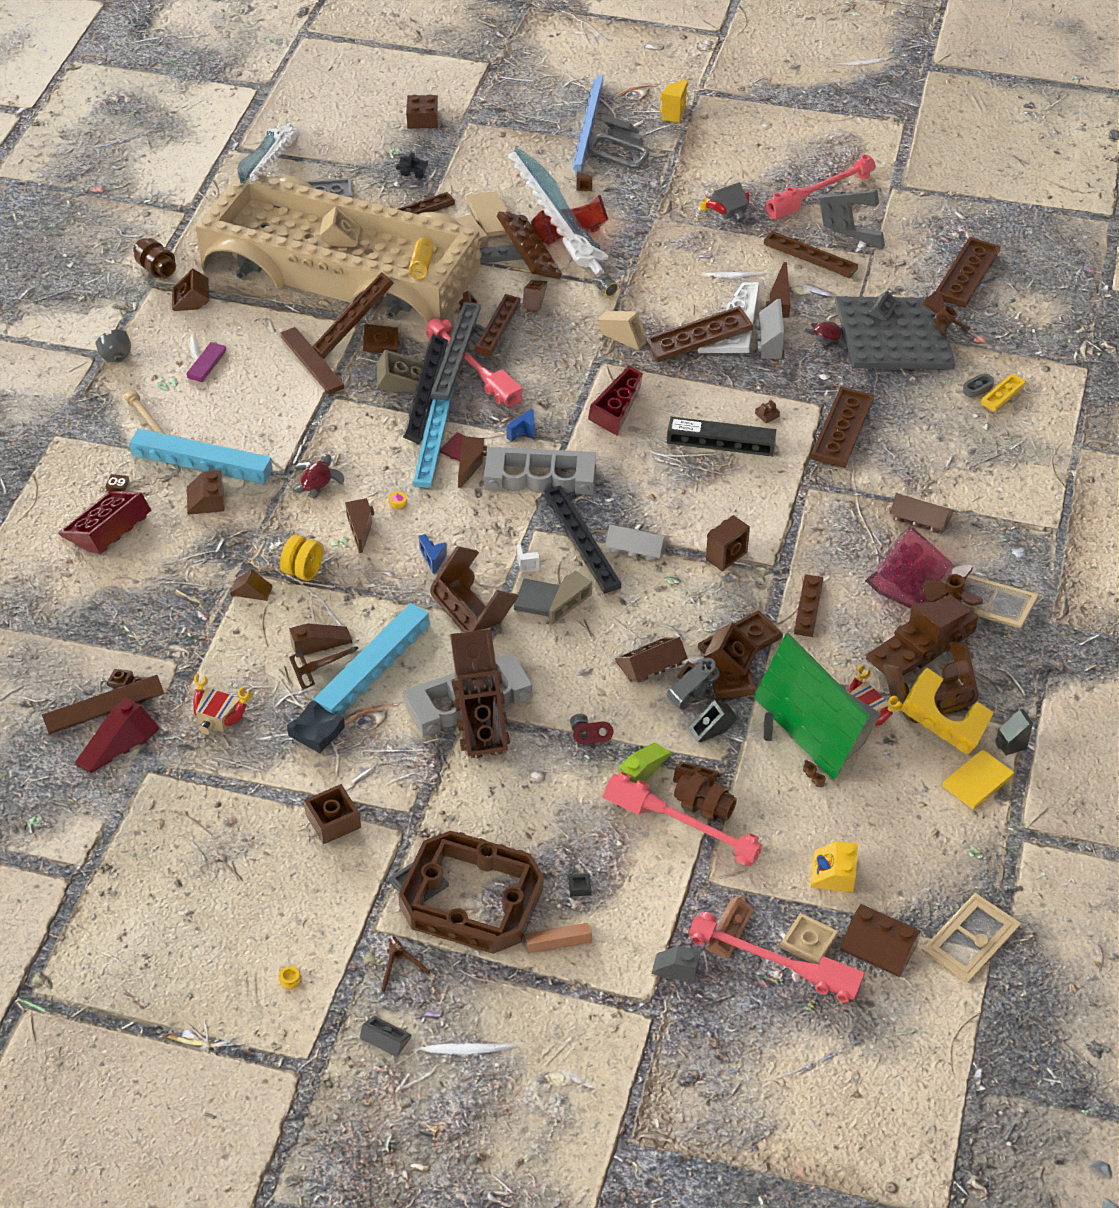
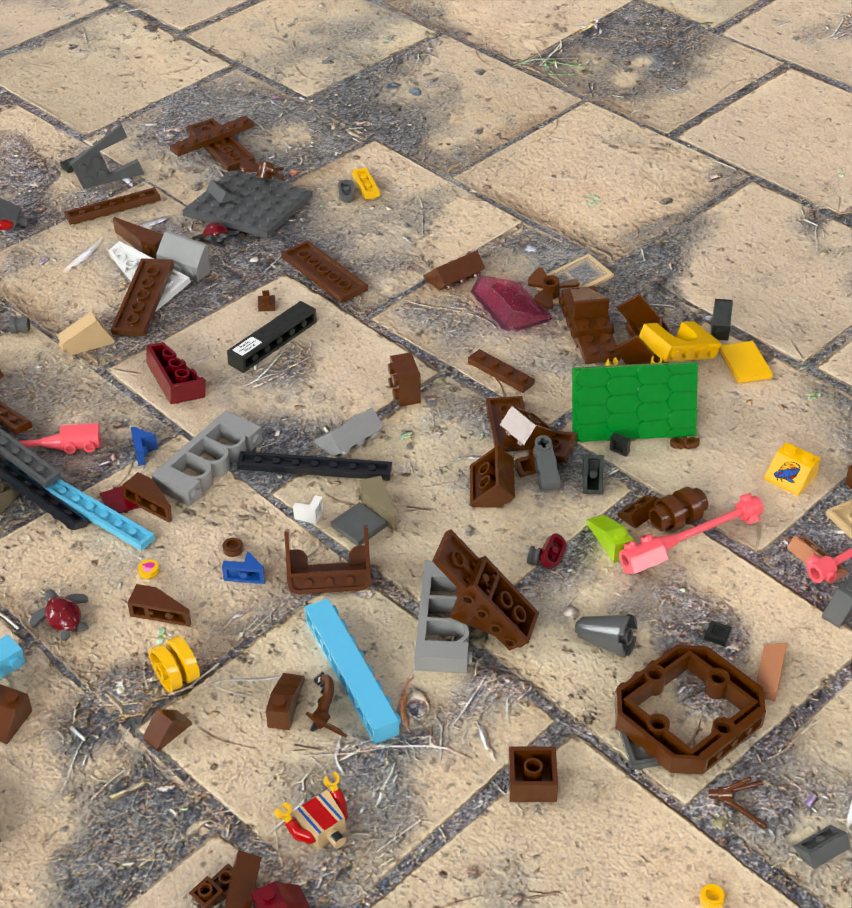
camera: 60 degrees left, 5 degrees down
(316, 727) = (405, 745): black brick -> none
(456, 535) = (232, 547): none -> reddish brown tile
(517, 809) = (609, 632): none -> dark grey cone
(790, 201) = (40, 186): coral bar -> none
(968, 259) = (211, 136): none -> reddish brown plate

